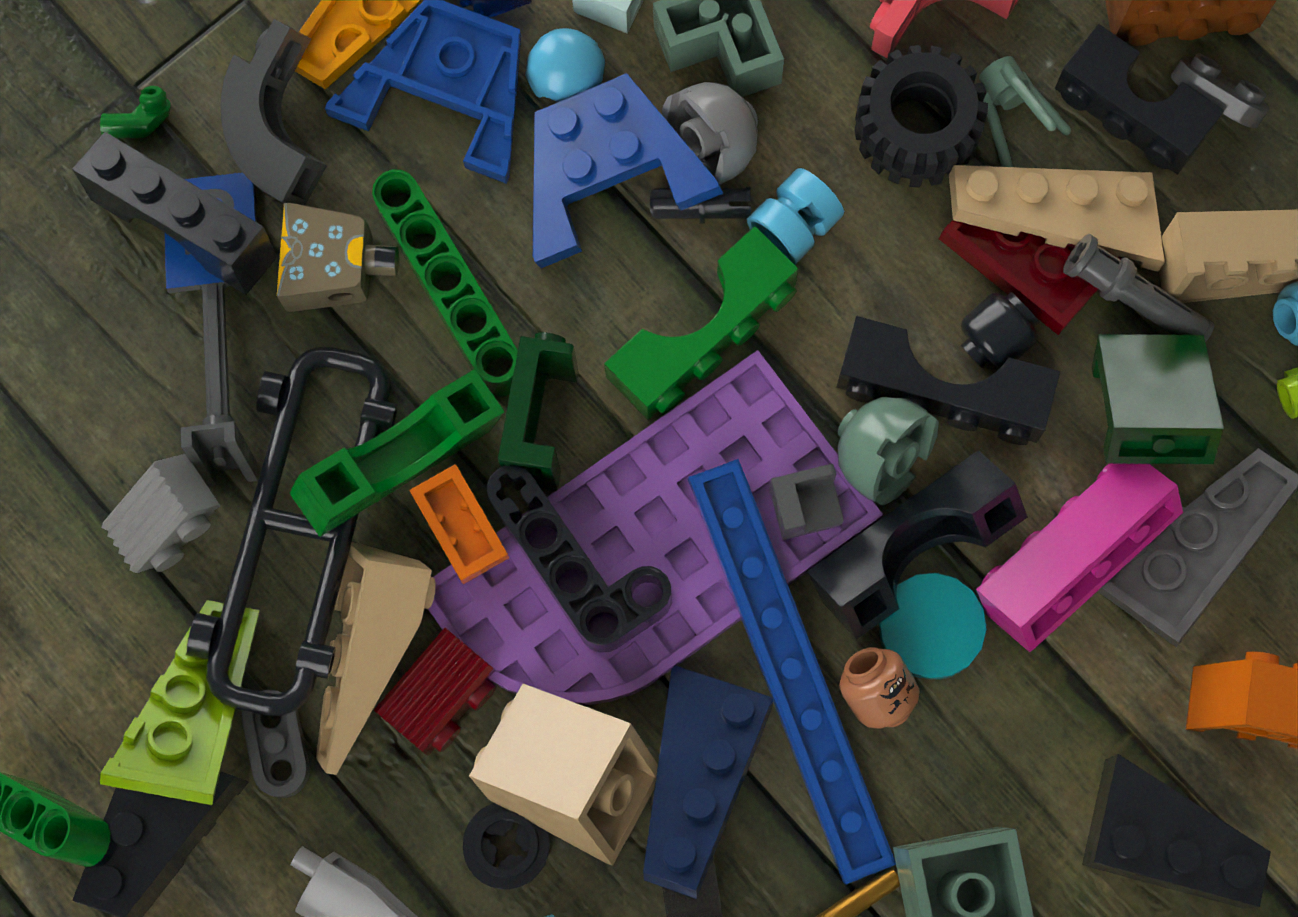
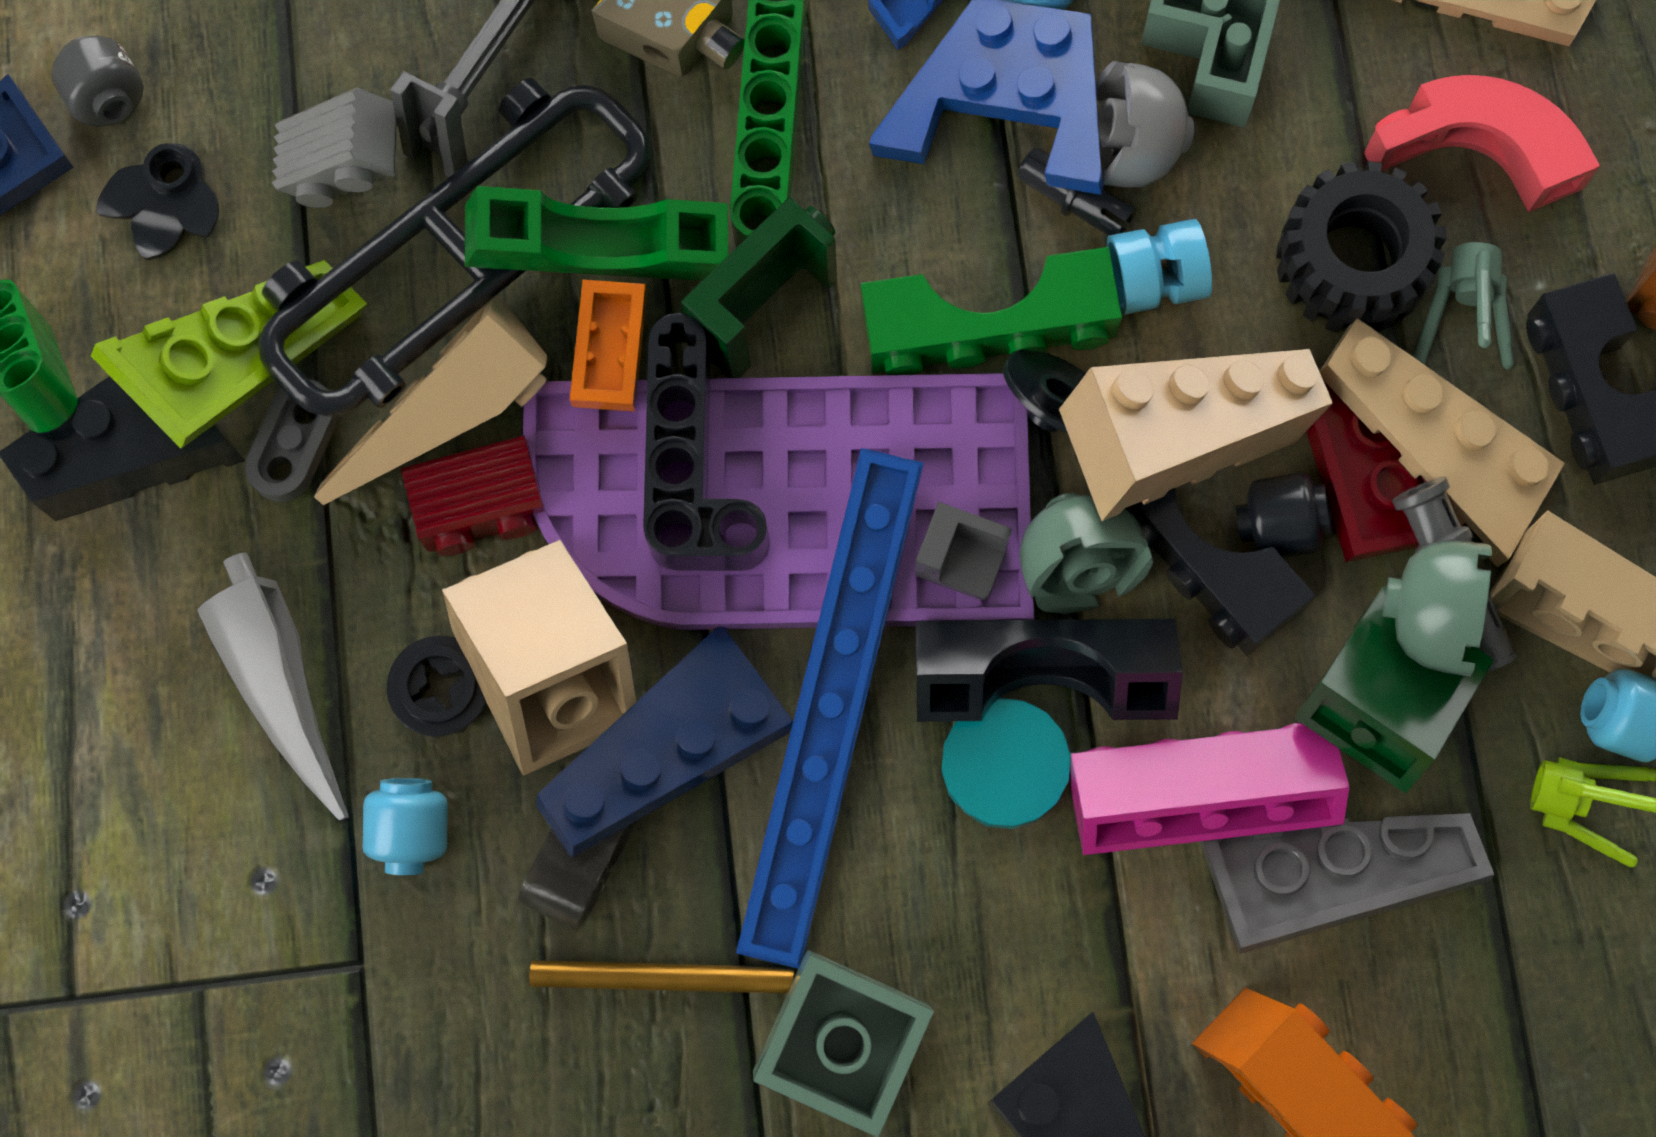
camera: 35 degrees right, 0 degrees up
(56, 644) = (160, 208): none -> black plate
(794, 349) = (1041, 385): none -> black dish
(879, 688) = (905, 784): nougat head -> none
(892, 314) = (1185, 419): none -> tan wedge
(1154, 321) = (1440, 604): none -> sand green cylinder

